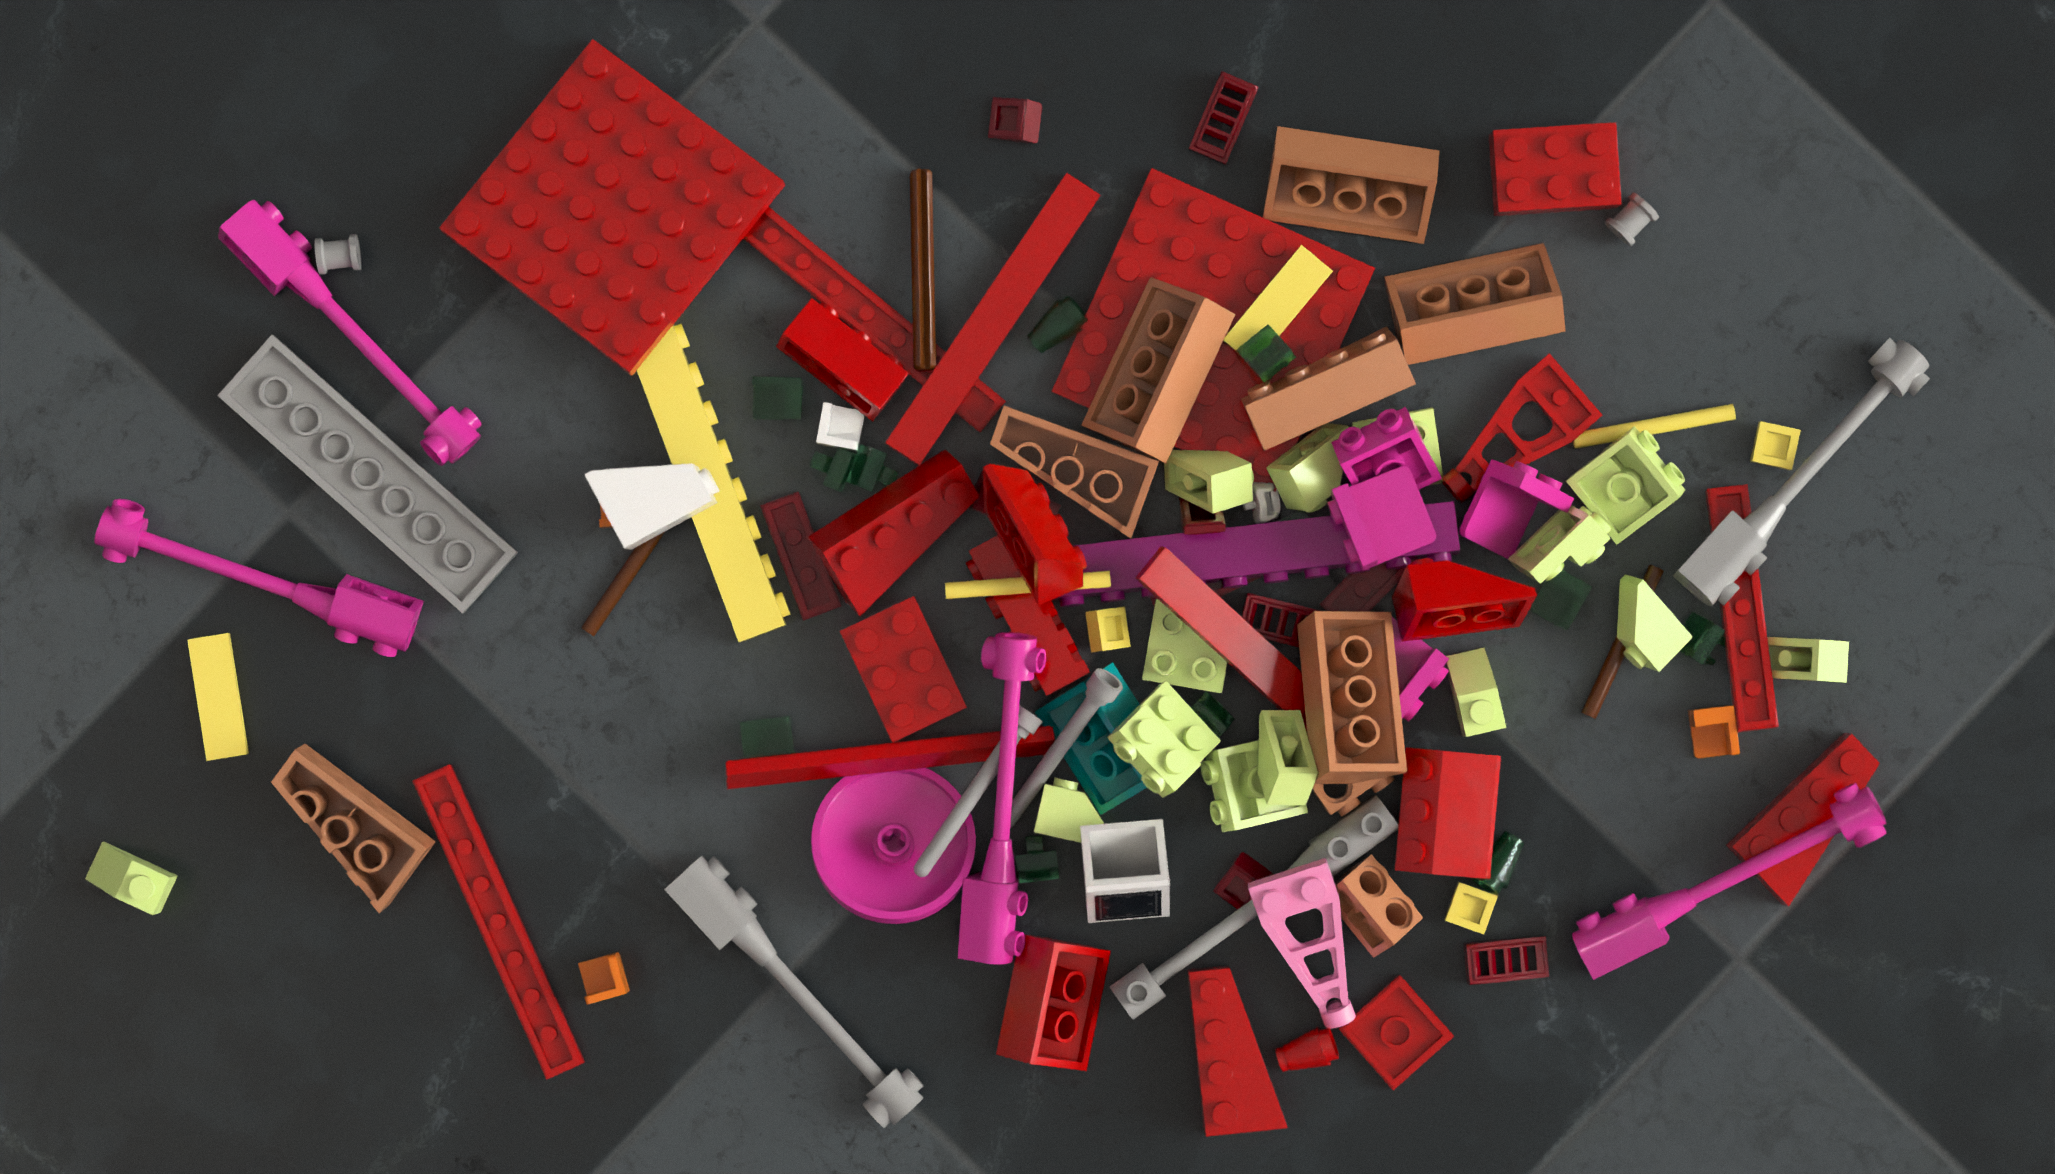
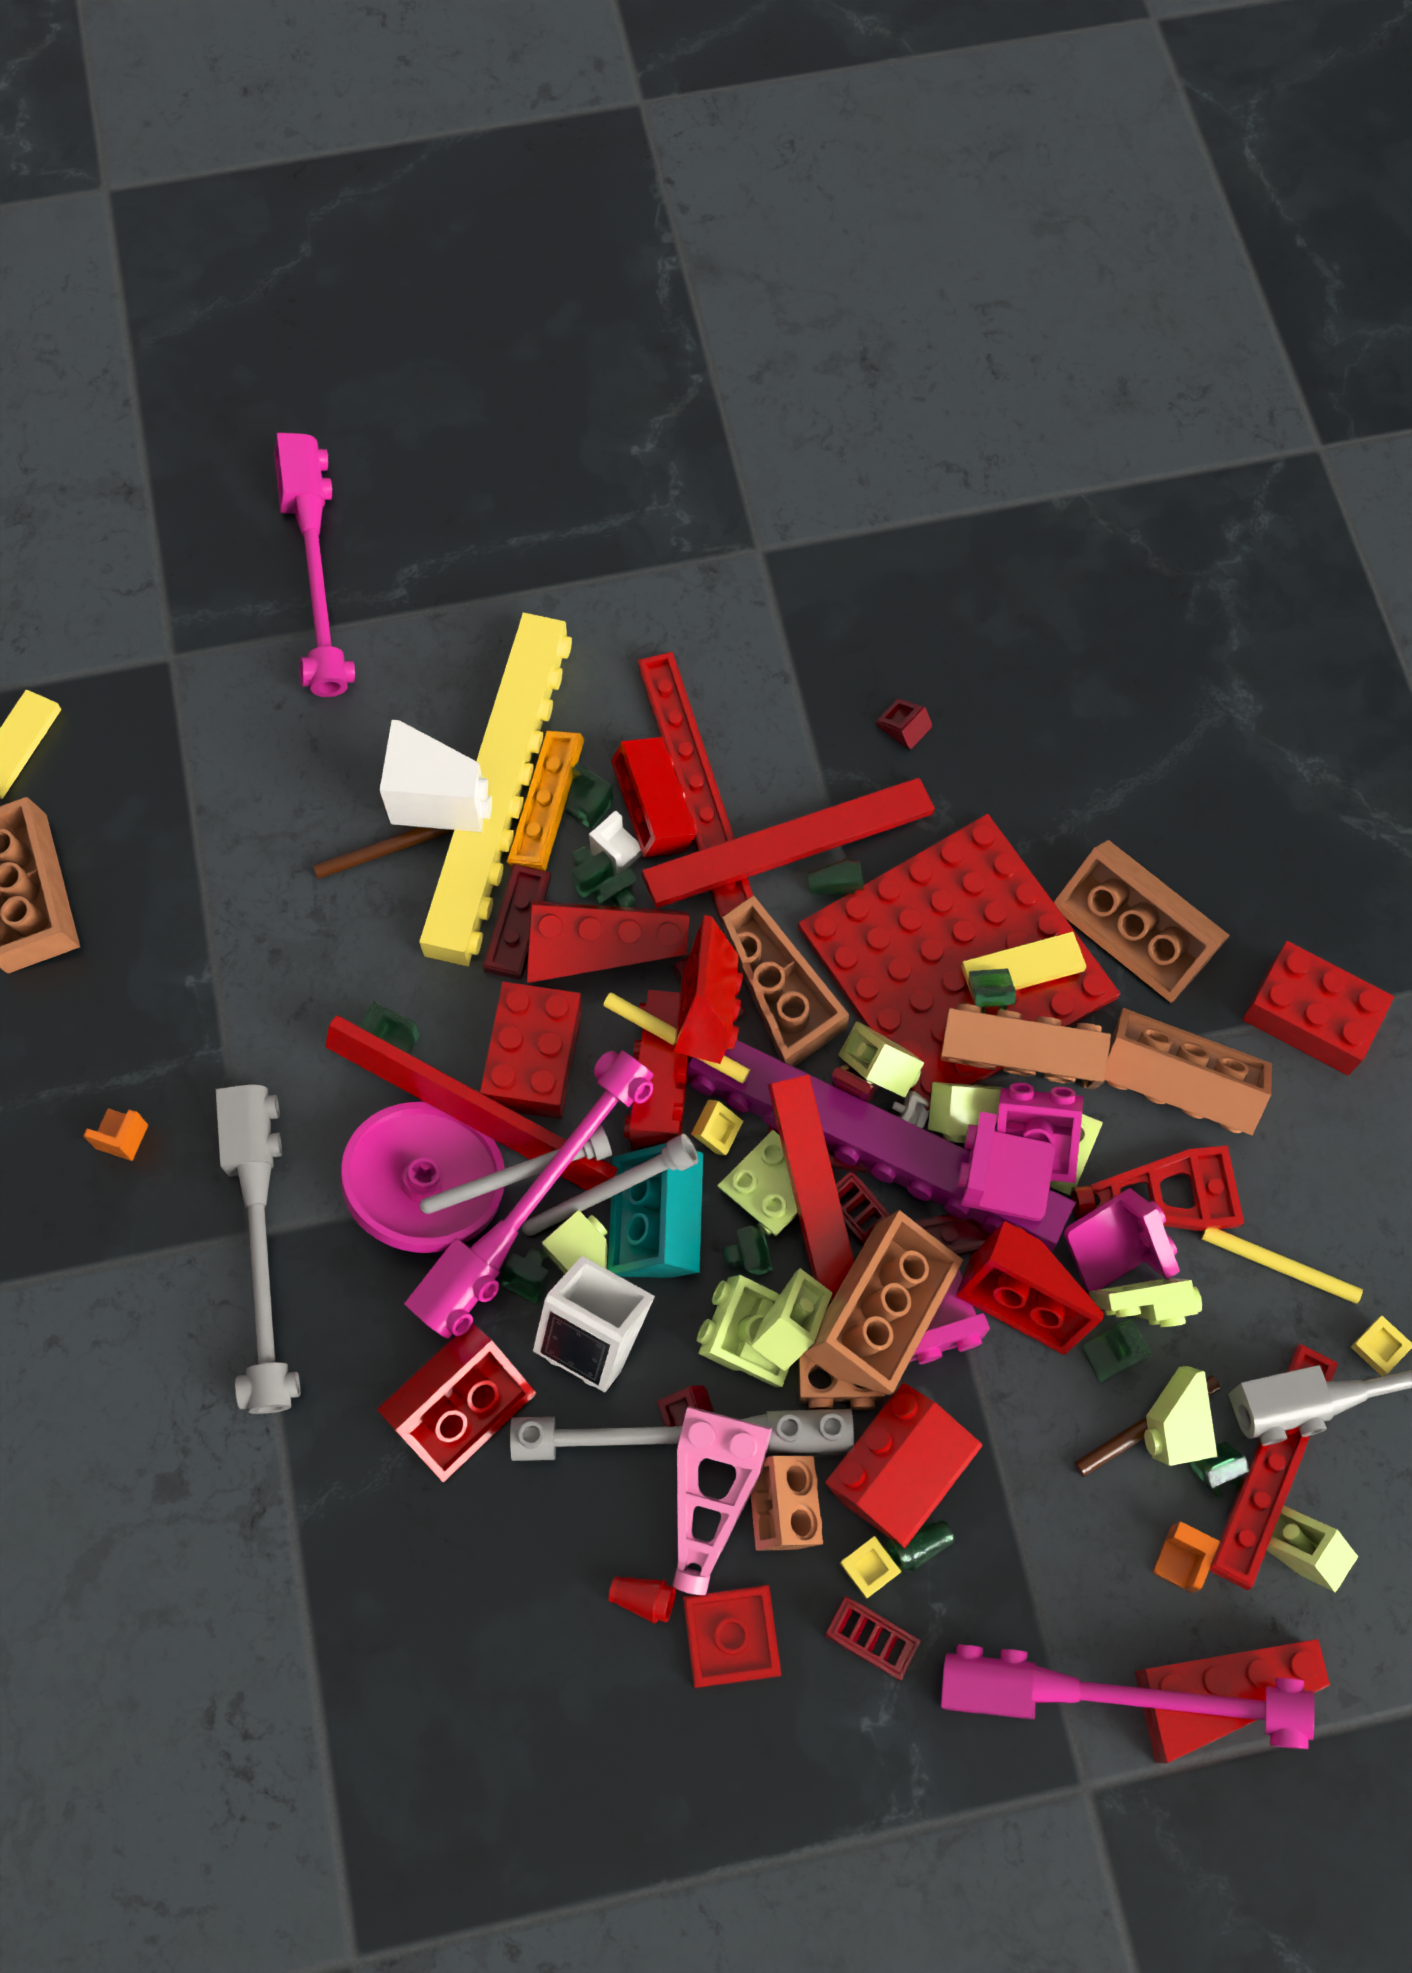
camera: 40 degrees right, 20 degrees down
(337, 254) = (345, 510): light grey bush -> none
(352, 608) = (157, 737): dark pink bar -> none
(367, 474) = (247, 665): light grey plate -> none
(498, 921) = (75, 1043): red tile -> none
(612, 207) = (562, 590): red plate -> none
(743, 423) = (545, 800): none -> light orange tile
(922, 269) = (760, 776): reddish brown axle -> none
(1158, 369) = (897, 950): nougat slope -> none
(1163, 740) = (700, 1234): yellowish green plate -> none
(1230, 1066) = (565, 1562): red wedge -> none
(1234, 84) = (1089, 800): dark red slope -> none
(1475, 693) = (990, 1384): yellowish green slope -> none
(1628, 483) = (1234, 1292): yellowish green plate -> none
(1631, 219) = (1359, 1087): light grey bush -> none

